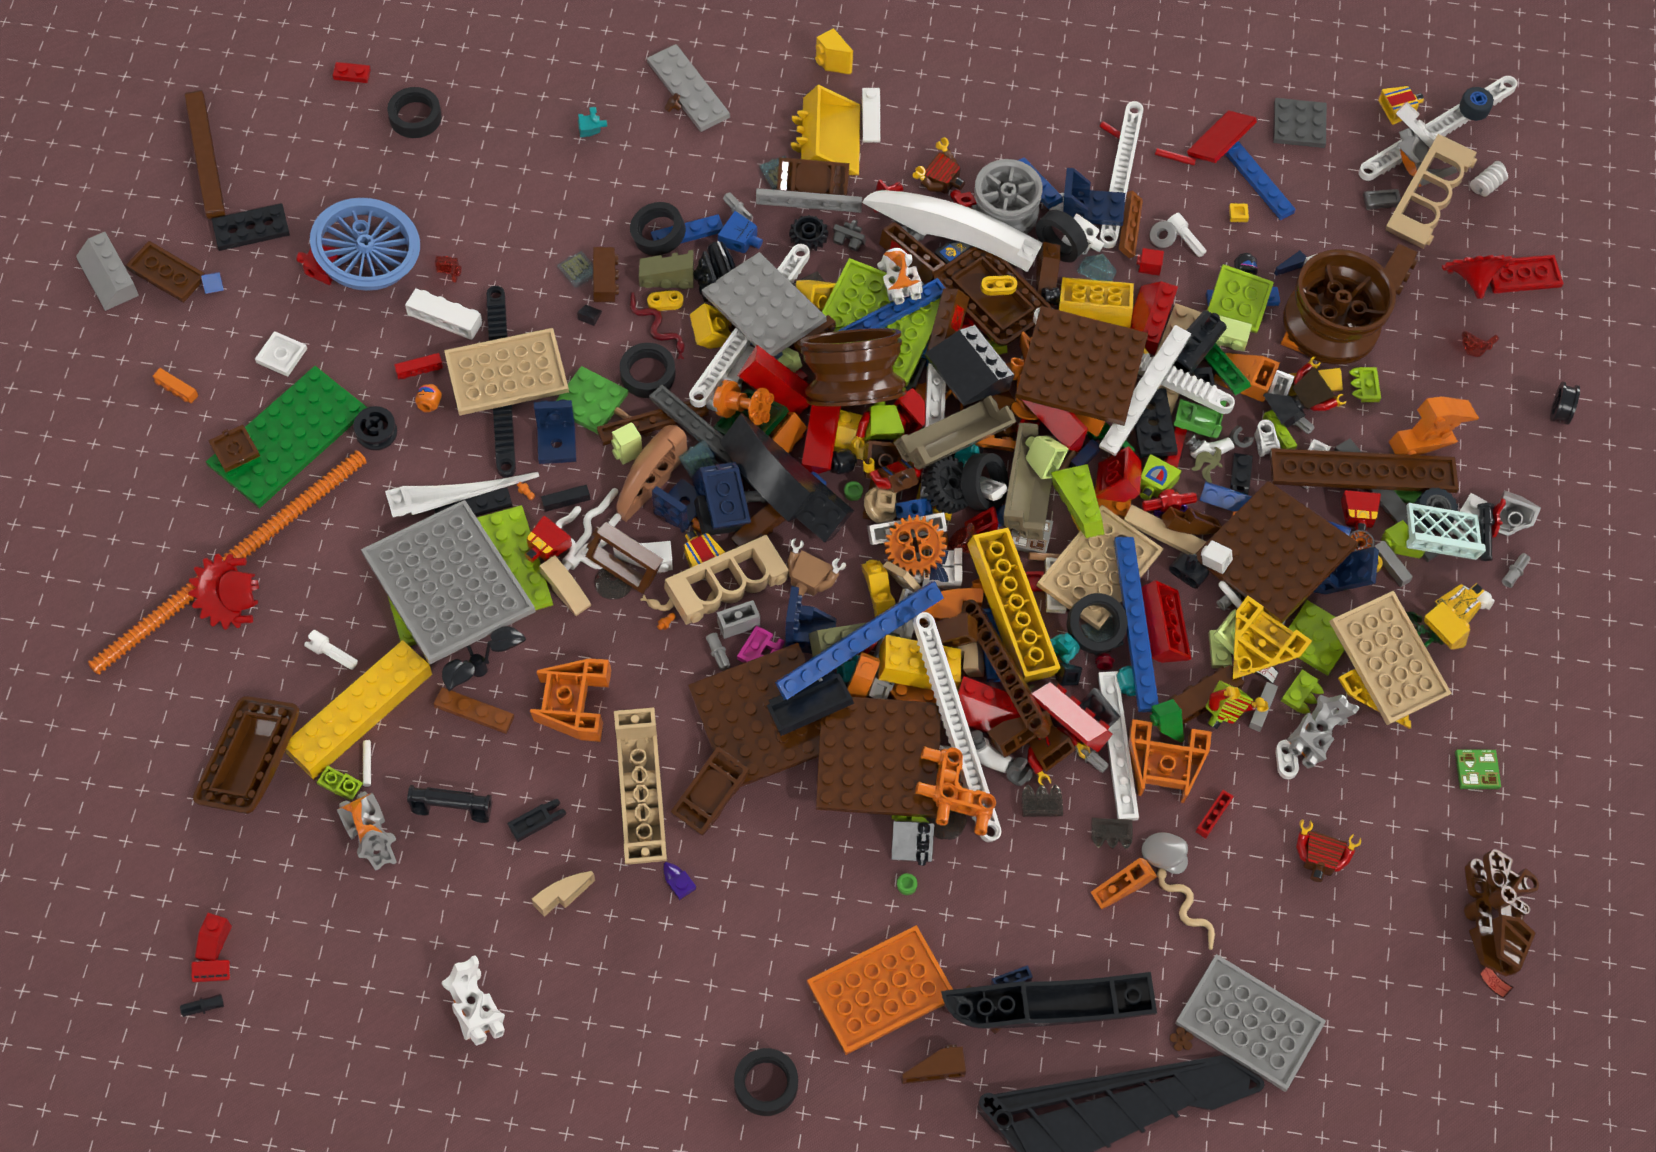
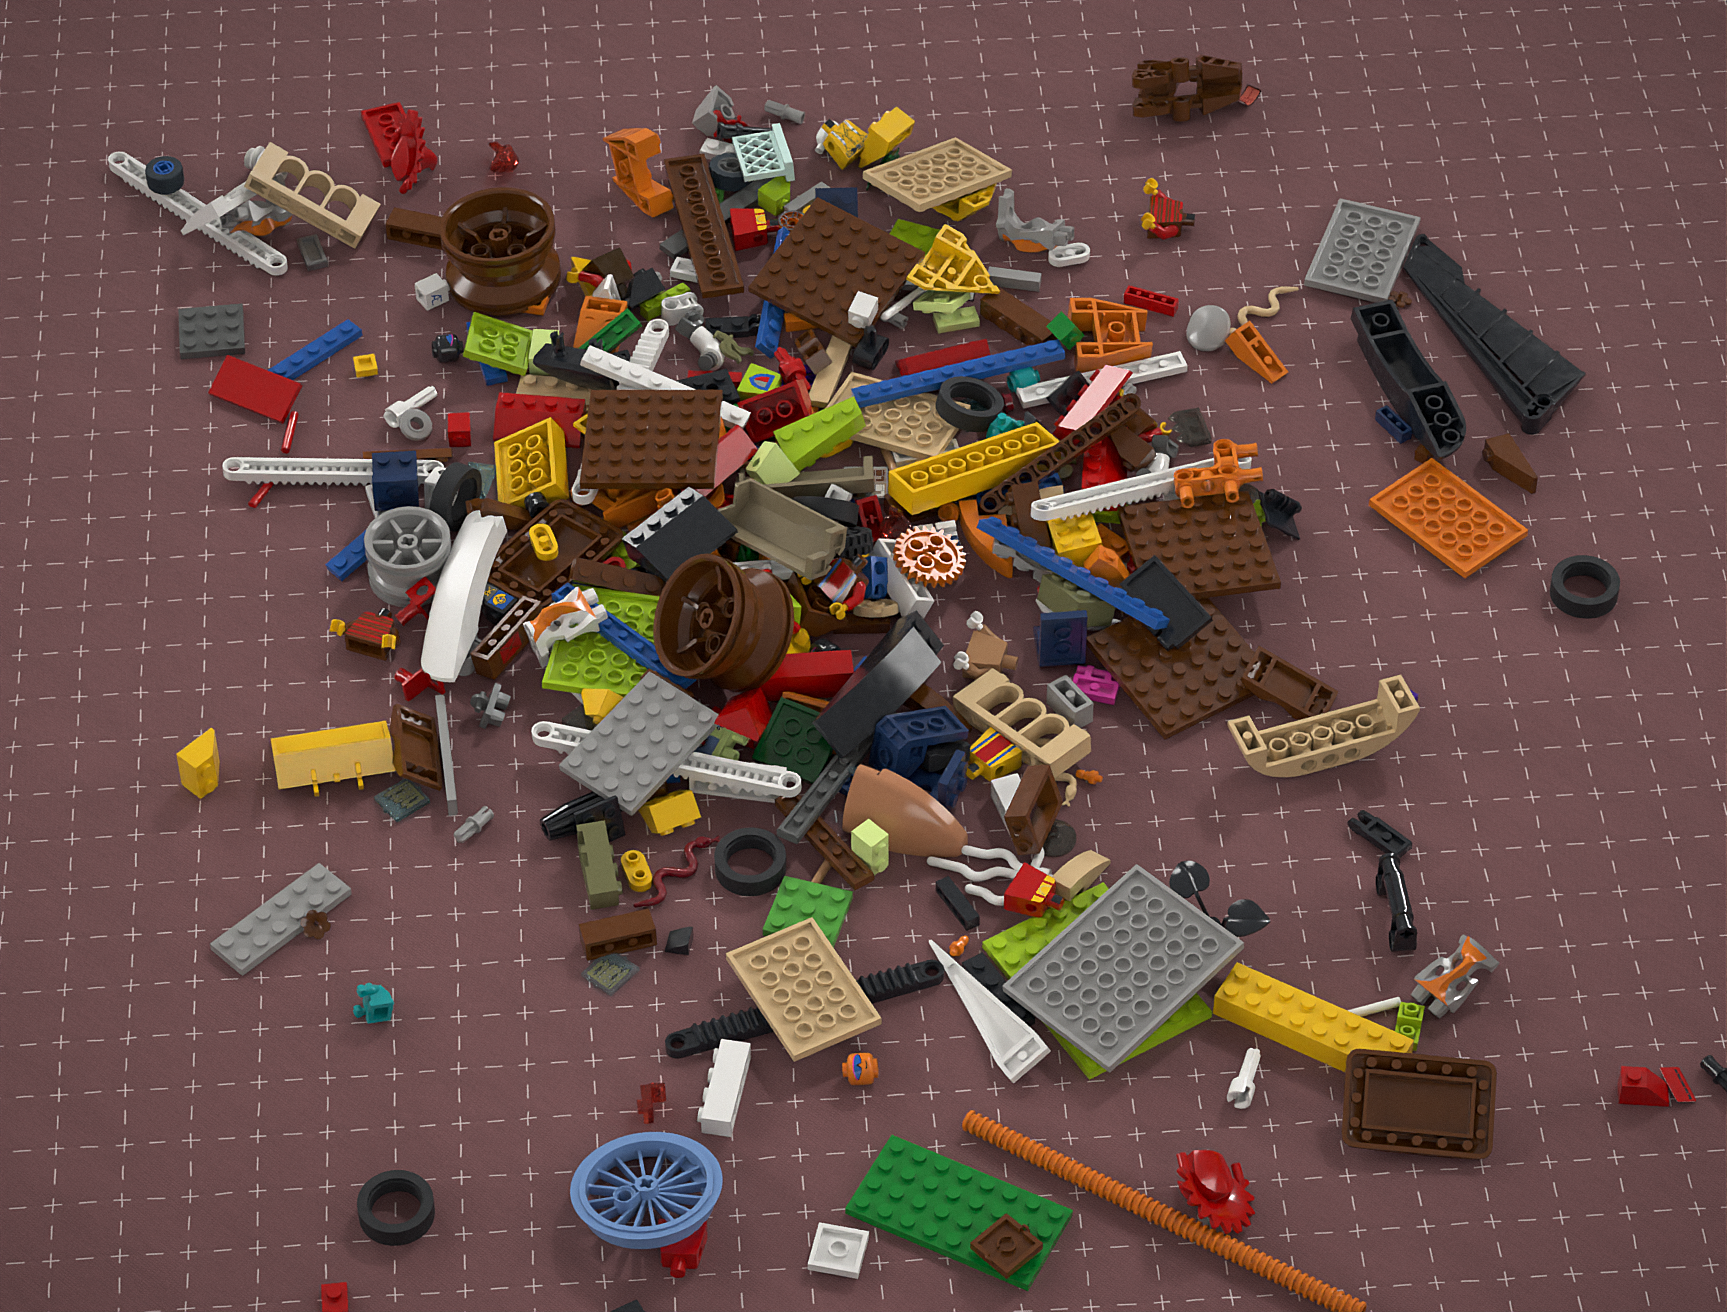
camera: 100 degrees left, 15 degrees down
(379, 437) = (919, 1126): black wheel -> none
(418, 366) = (812, 1098): red piece -> none
(472, 1017) = (1624, 821): white hips -> none
(474, 710) = (1267, 939): dark orange plate -> none
(555, 424) = (864, 927): dark blue bracket -> none
(562, 892) = (1455, 790): tan slope -> none
(566, 698) = (1221, 831): orange wedge -> none
(663, 245) = (534, 917): black tyre -> none
(694, 229) = (522, 871): blue plate -> none
(718, 651) = (1111, 721): light grey axle -> none
(730, 399) = (786, 748): orange piece -> none
(739, 234) = (516, 813): blue torso -> none
(809, 231) = (498, 745): black gear -> none
(853, 491) = (858, 644): bright green tile -> none
(871, 114) = (288, 718): white slope -> none
(878, 586) = (979, 590): yellow arch -> none
(886, 500) = (874, 597): tan slope -> none
(902, 577) = (975, 559): tan tile -> none
(907, 884) = (1323, 520): bright green tile -> none
(1112, 831) = (1204, 371): clear smoke plate -> none
(1199, 418) = (678, 361): bright green piece -> none
(1229, 703) = (1028, 290): torso -> none
(1294, 262) = (425, 313): dark blue piece -> none
(1301, 691) = (988, 254): lime plate -> none
(1367, 384) = (582, 238): lime plate -> none
(1393, 98) = (168, 246): torso -> none
(1478, 769) = (1025, 124): bright green tile -> none
(1565, 403) = (579, 78): black wheel -> none

